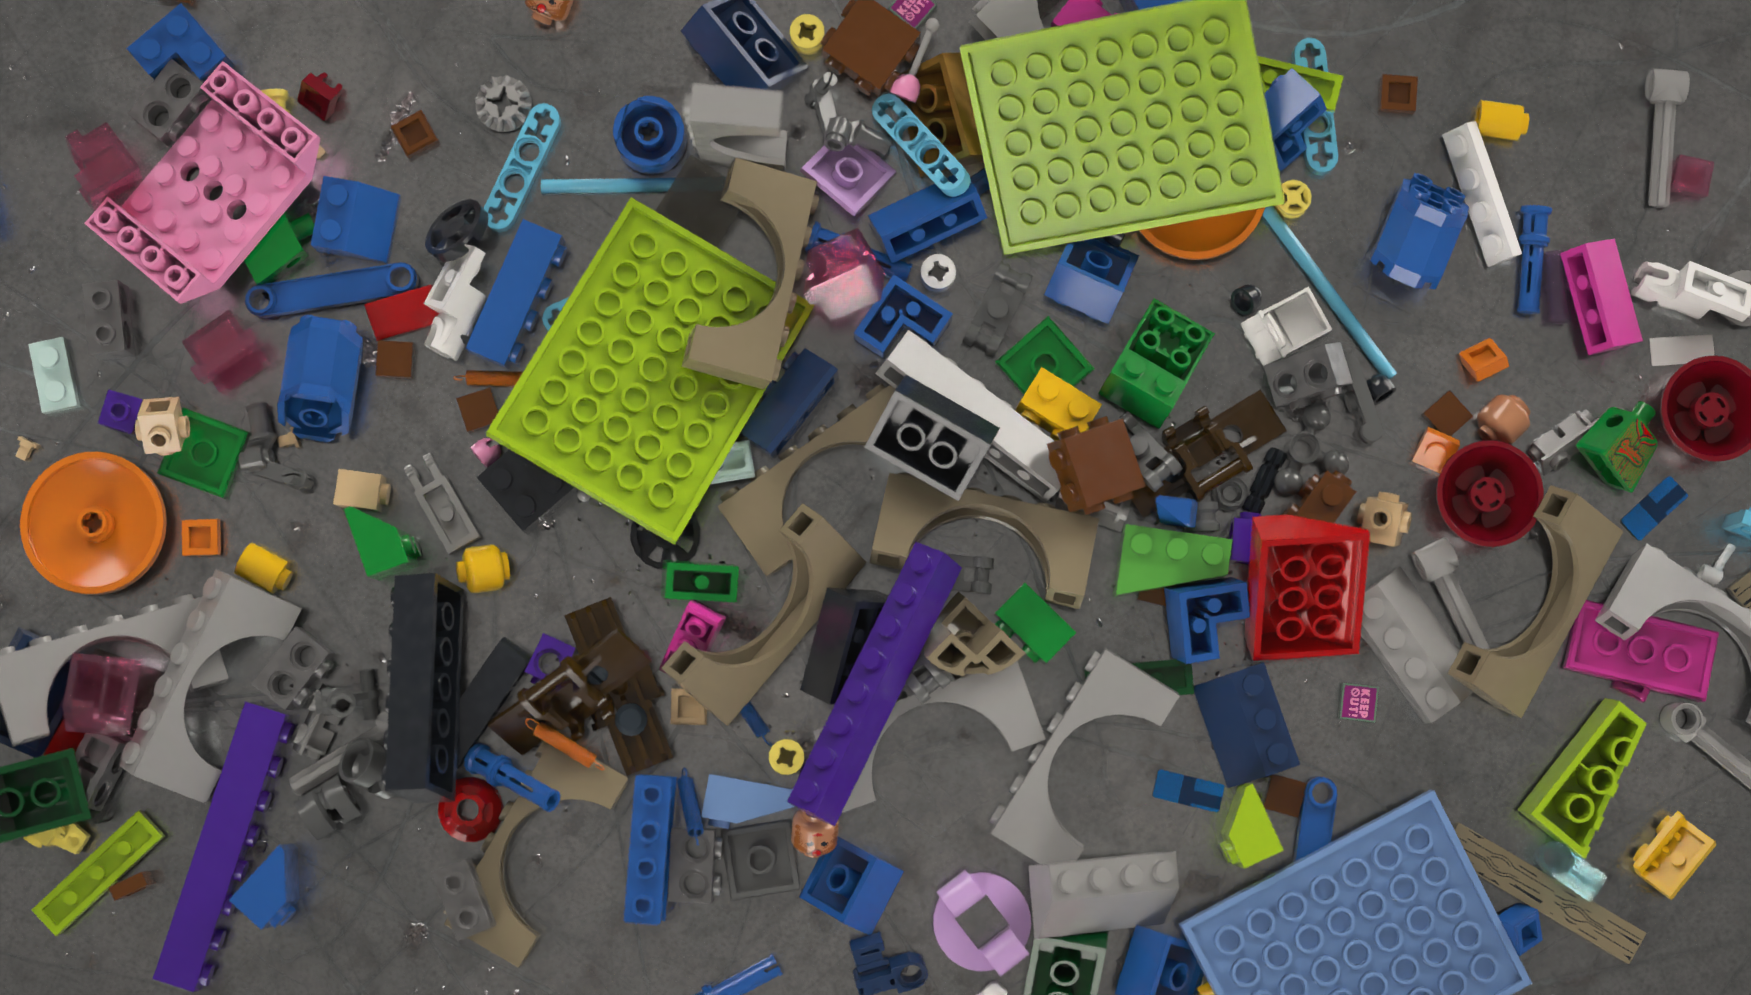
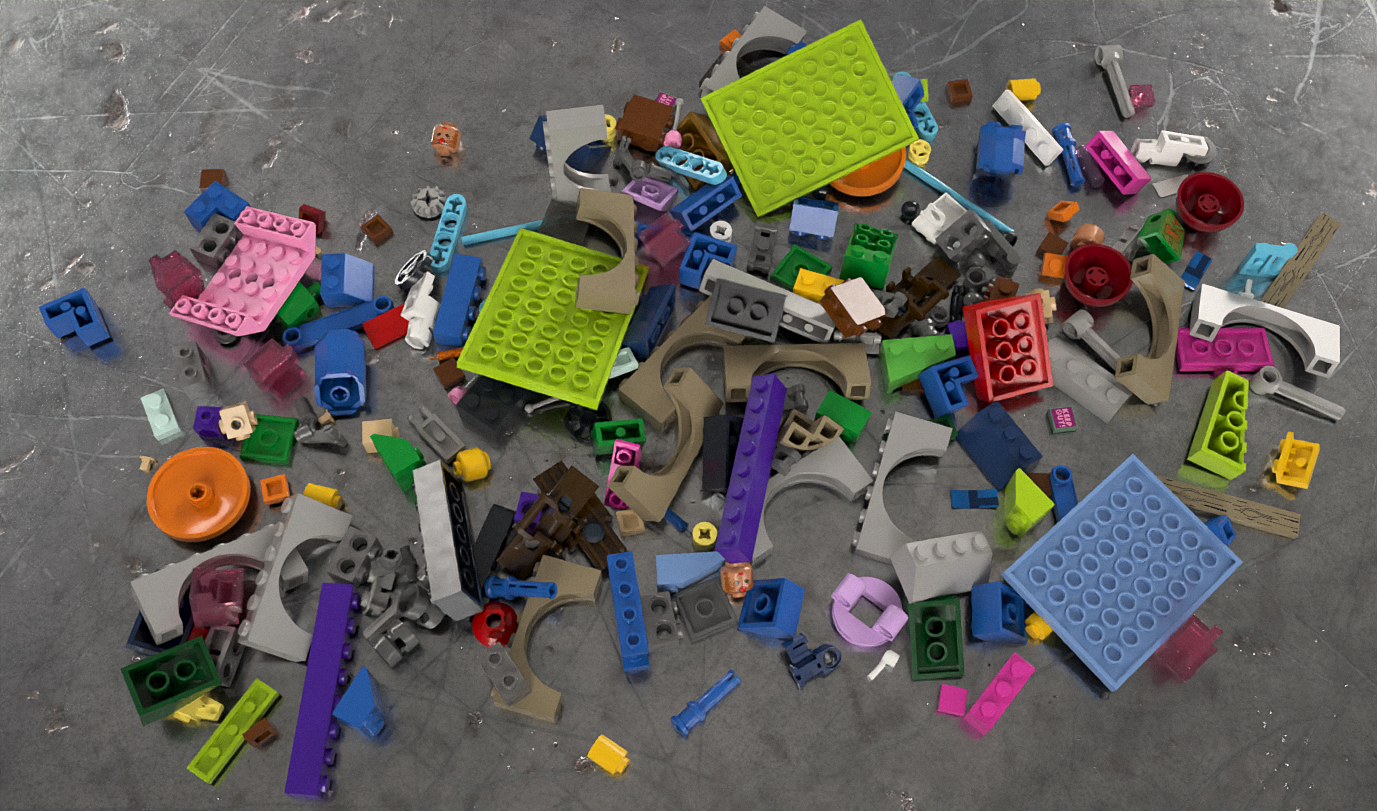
camera: 15 degrees left, 20 degrees down
(395, 359) = (388, 356): reddish brown tile -> none
(564, 744) = (552, 557): orange piece -> none
(638, 119) = (523, 195): blue brick -> none
(690, 806) = (648, 580): blue piece -> none
(1177, 511) = (911, 325): blue slope -> none
(1571, 871) = (1236, 484): clear light blue piece -> none

